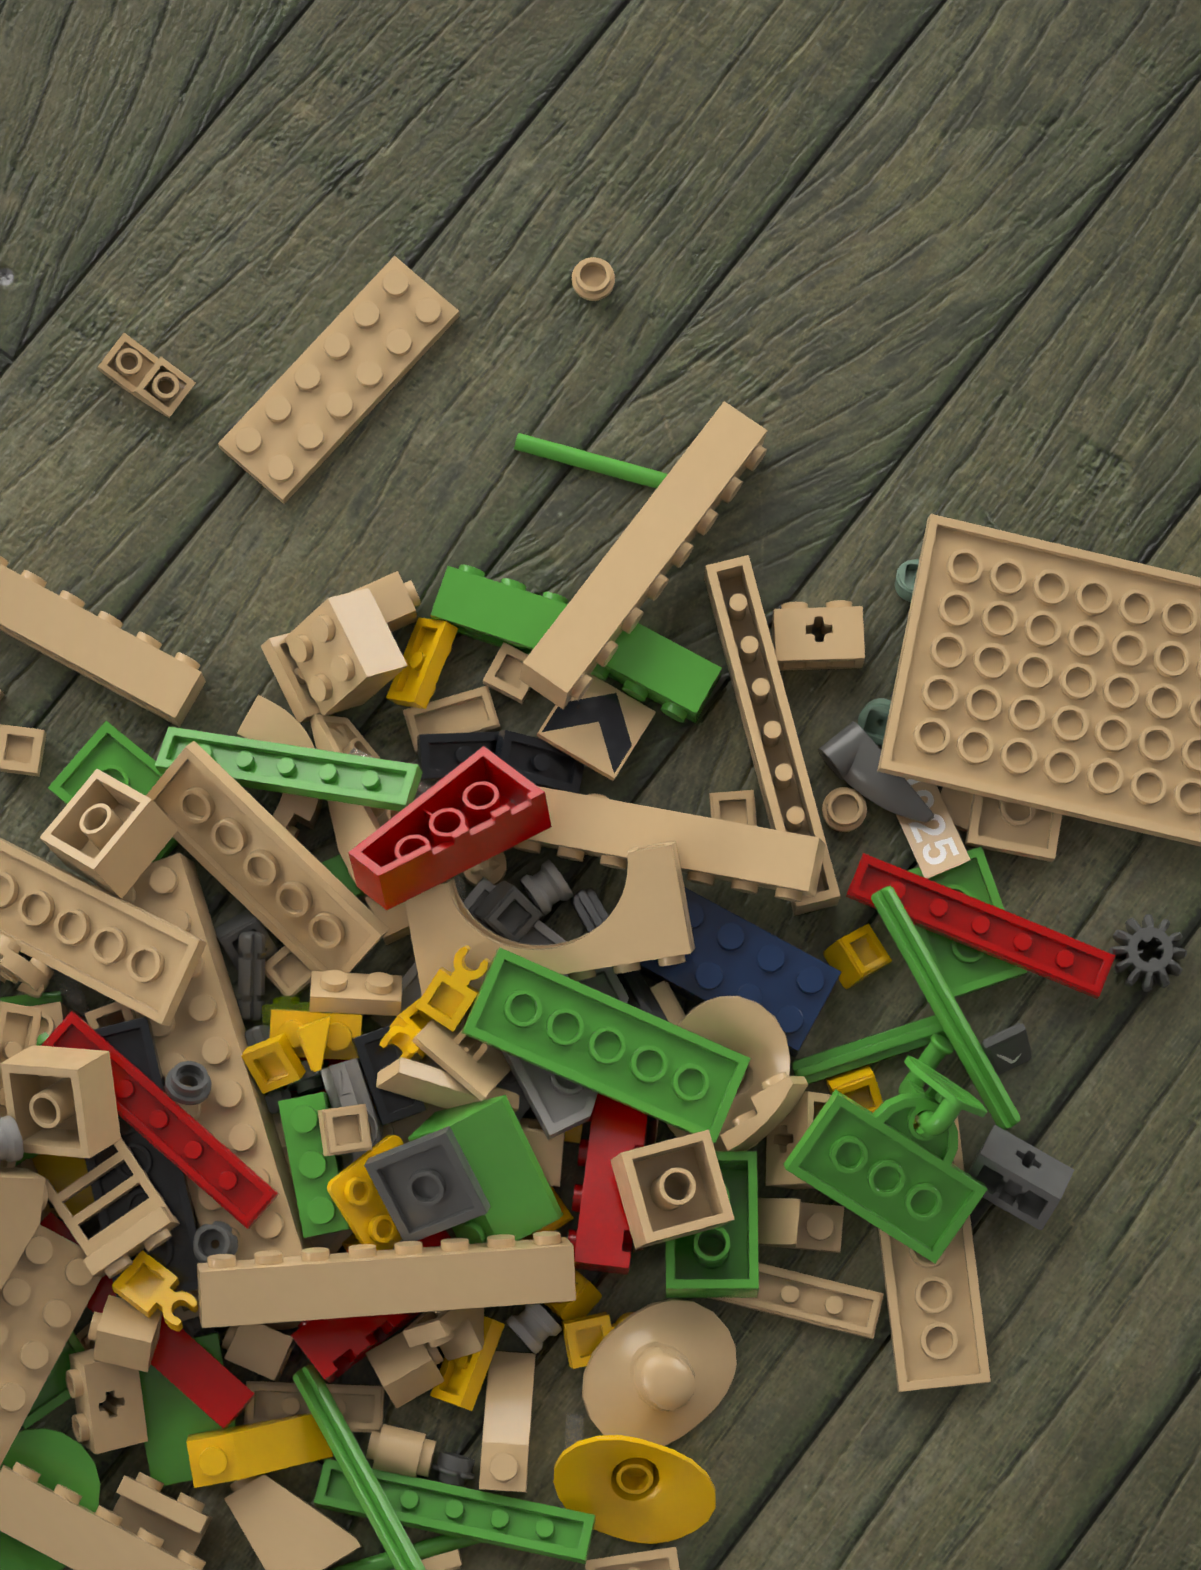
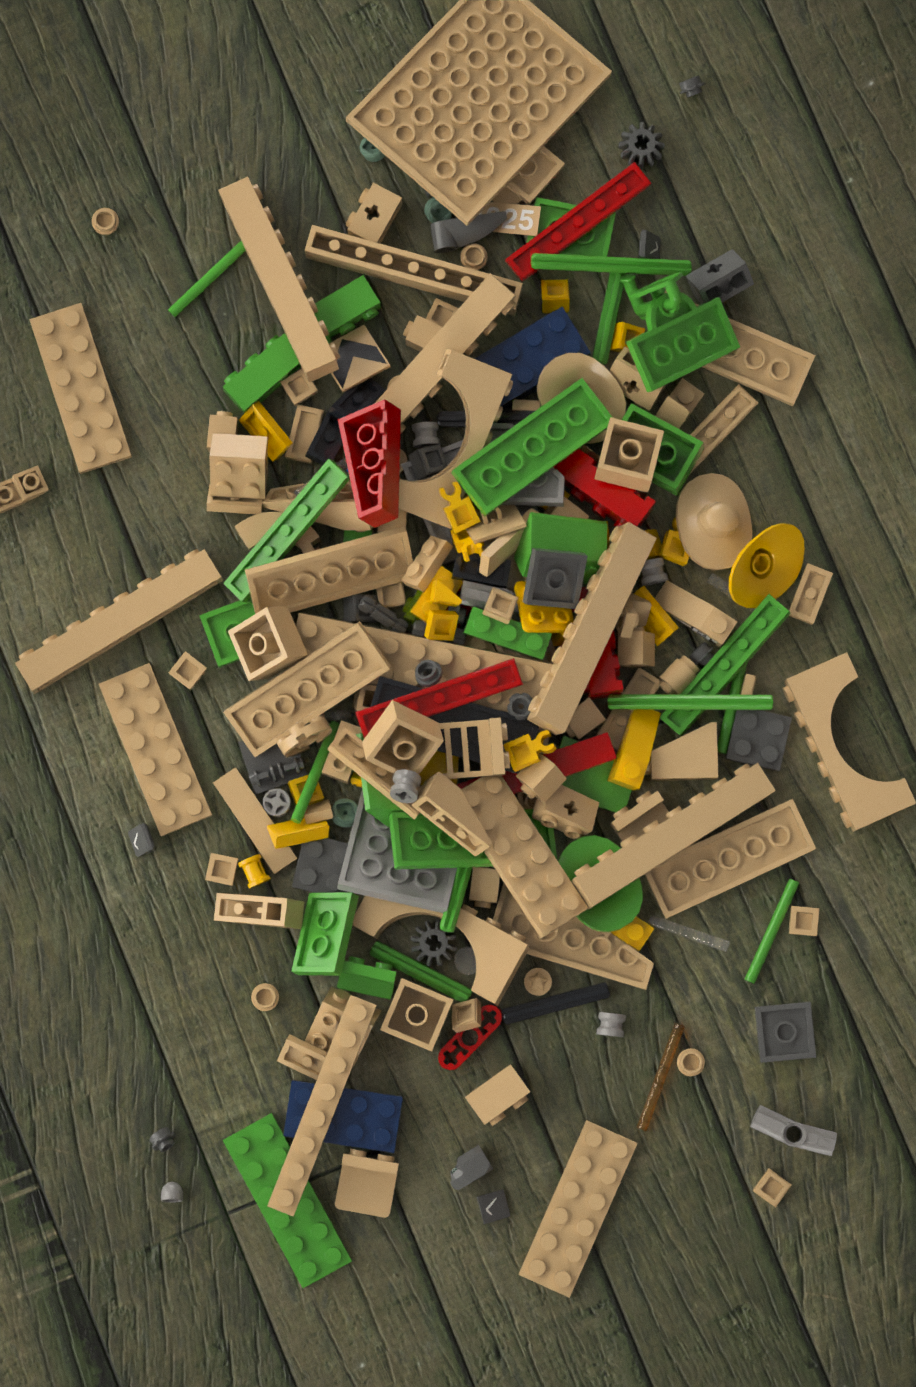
camera: 60 degrees left, 5 degrees up
(688, 793) = (420, 332): none -> tan brick
(773, 1105) = (612, 380): tan slope -> none

